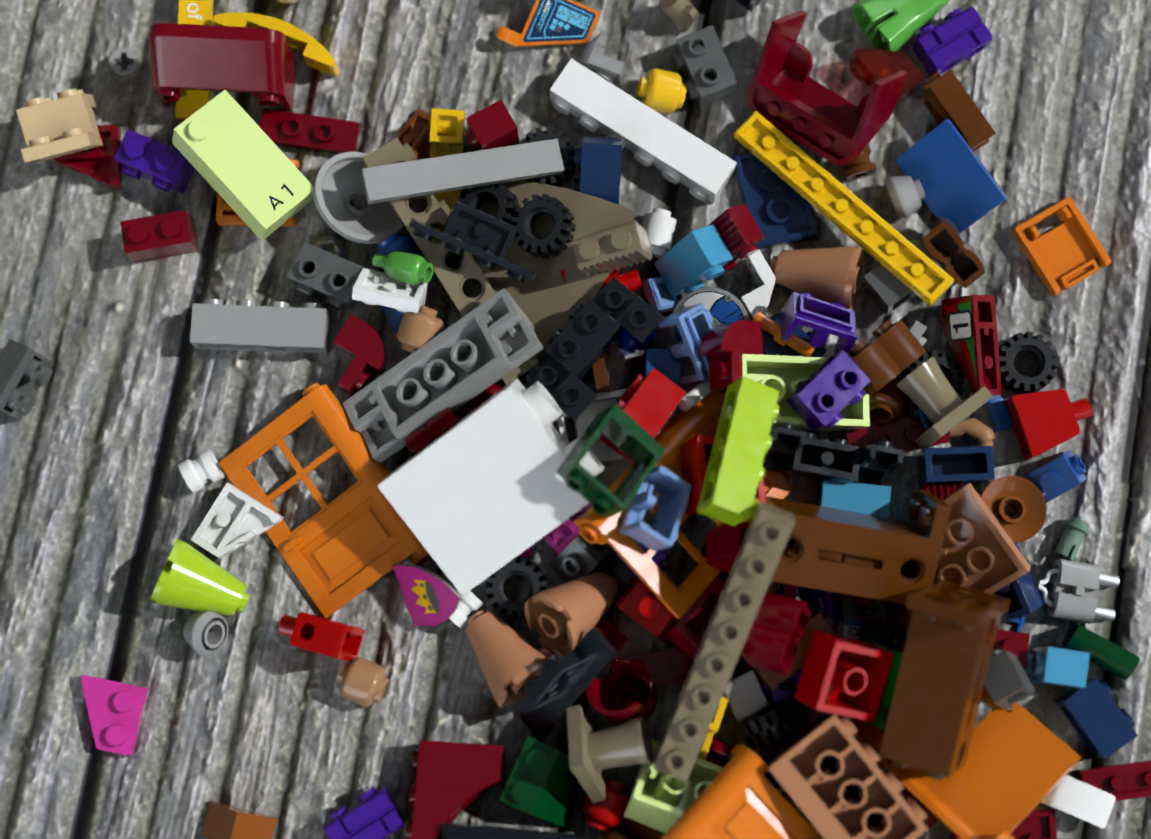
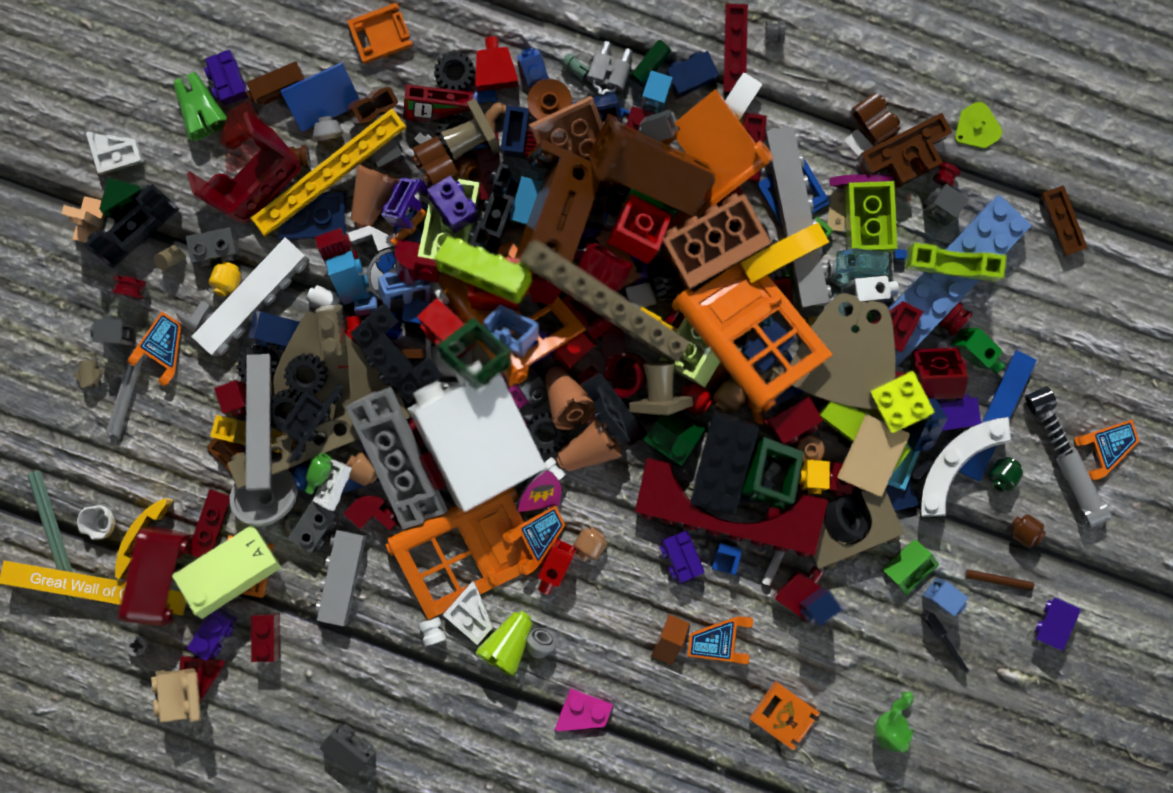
camera: 80 degrees left, 5 degrees up
(362, 602) = (538, 536): none -> flag

